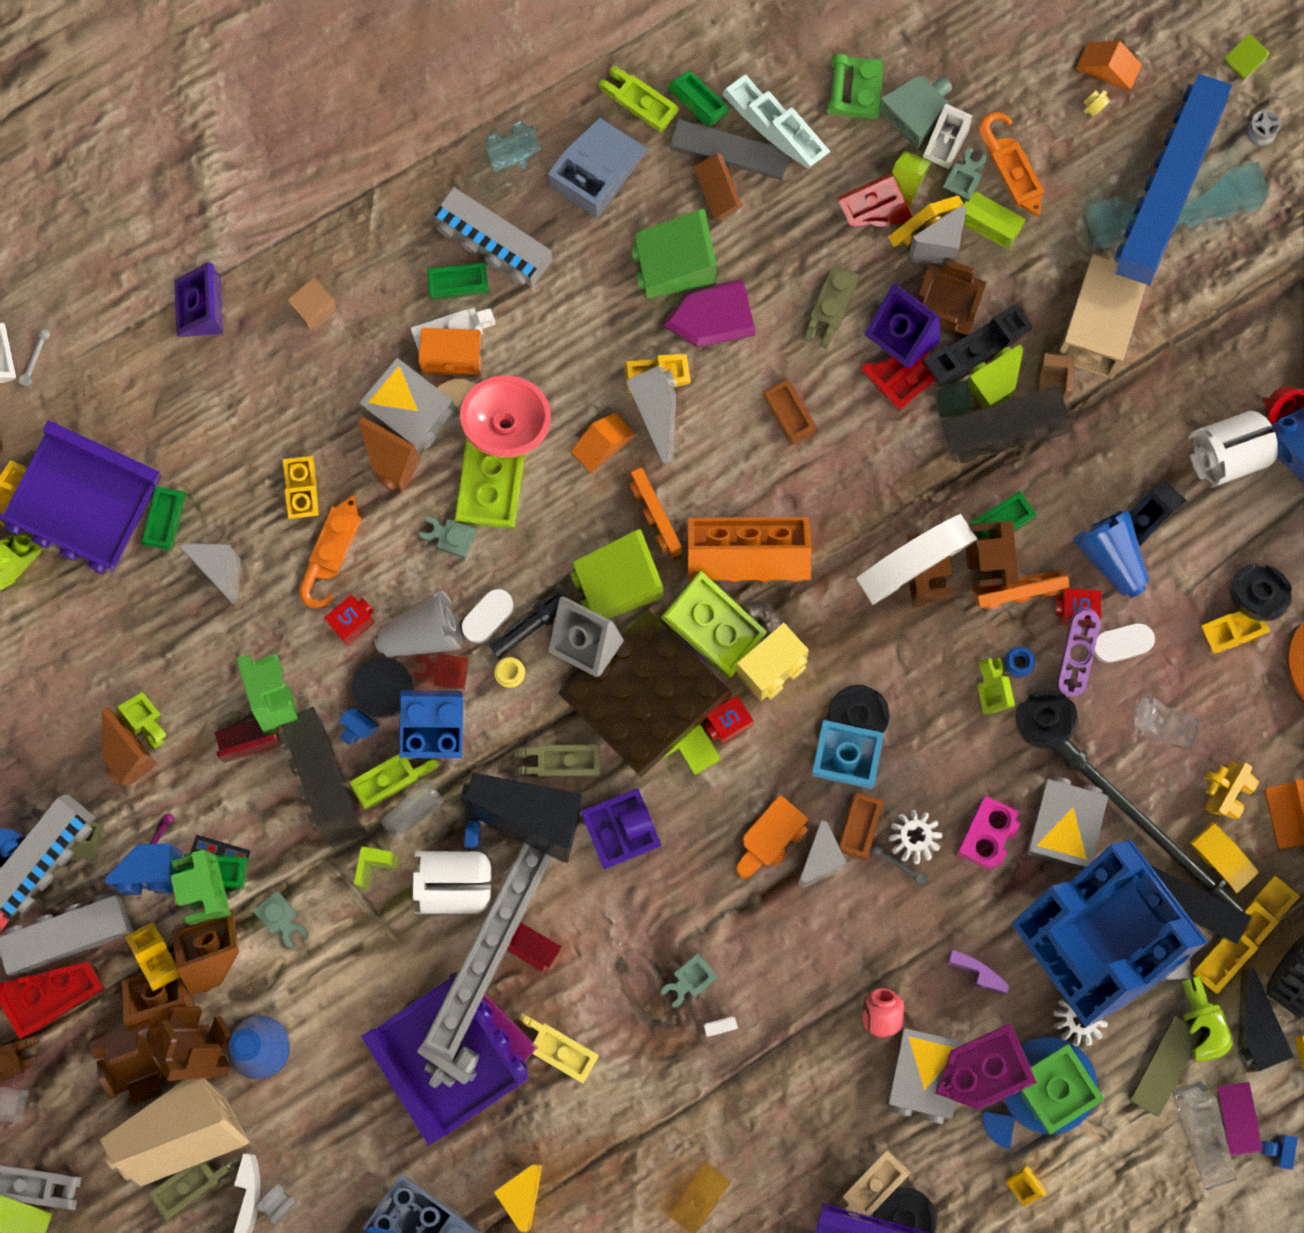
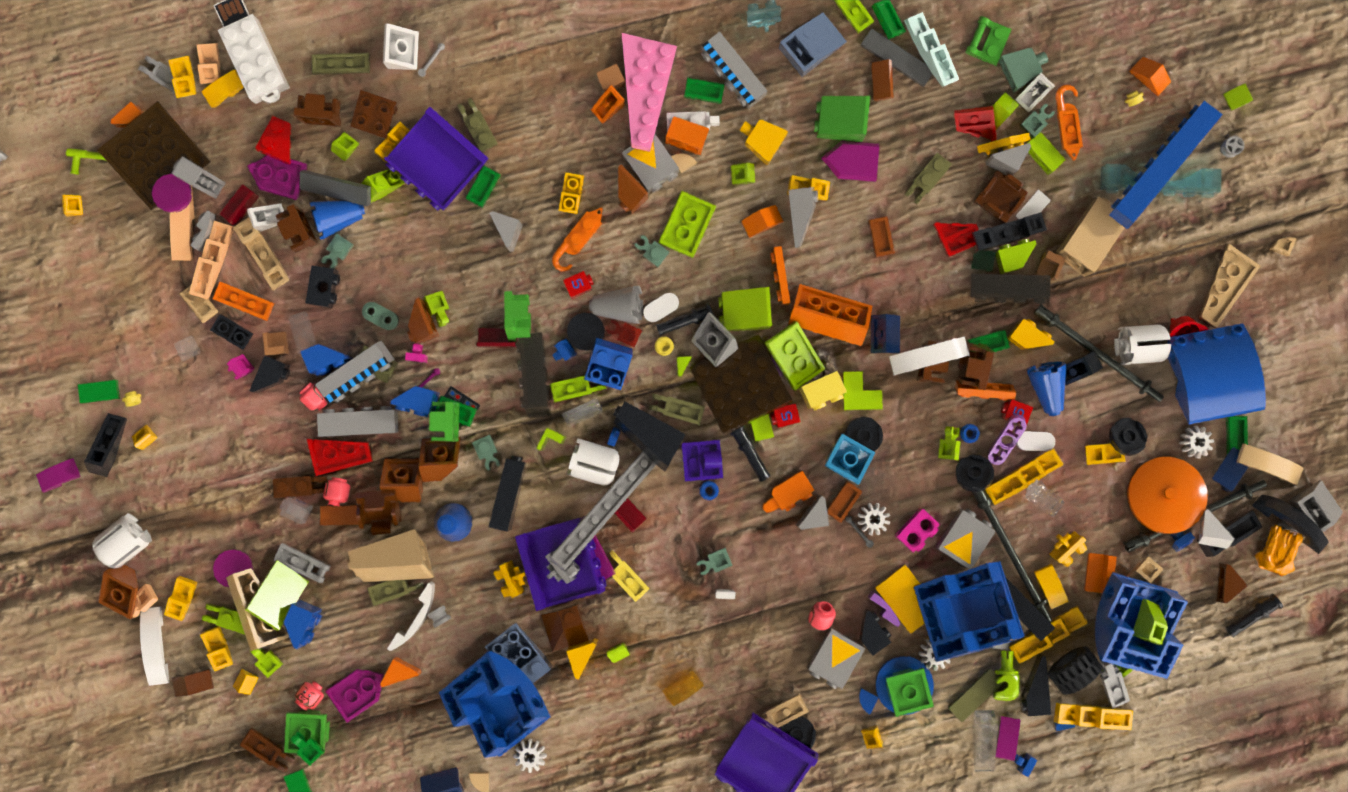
camera: 15 degrees right, 10 degrees up
(56, 760) = (380, 315): none -> sand green plate
(59, 1053) = (336, 491): none -> coral head
(72, 1092) = (338, 515): none -> dark orange tile
(129, 801) = (416, 355): none -> dark pink tile
(132, 434) = (478, 127): none -> olive hinge
(152, 956) = (406, 451): yellow slope -> none
(189, 1048) = (413, 514): reddish brown panel -> none
(199, 302) = (541, 56): dark purple slope -> none
(319, 341) = (608, 104): none -> orange slope
(332, 973) = (508, 494): none -> black slope
(366, 288) = (646, 78): none -> bright pink wing
(377, 1105) = (512, 577): none -> yellow hips
(482, 1160) = (565, 627): none -> reddish brown slope
(508, 402) = (708, 177): coral dish -> none
(546, 689) = (682, 363): none -> lime slope
(553, 381) = (743, 173): none -> lime slope
(568, 322) = (763, 139): none -> yellow torso
(579, 1175) = (618, 652): none -> lime slope
(650, 863) = (713, 495): none -> blue plate
(682, 785) = (746, 445): none -> black pin
(831, 661) = (858, 399): none -> lime tile
(840, 551) = (885, 333): none -> dark blue panel
(904, 327) = (968, 207): dark purple slope -> none
(969, 1015) = (872, 634): none -> black slope
(986, 1070) = (871, 668): magenta tile -> none
(997, 945) = (900, 595): none -> yellow tile
(1004, 296) = (1034, 205): none -> white sticker
(1059, 490) = (1027, 336): none -> yellow slope
(1089, 455) = (1054, 321): none -> pearl dark grey bar
(1123, 700) = (1024, 476): none -> yellow slope

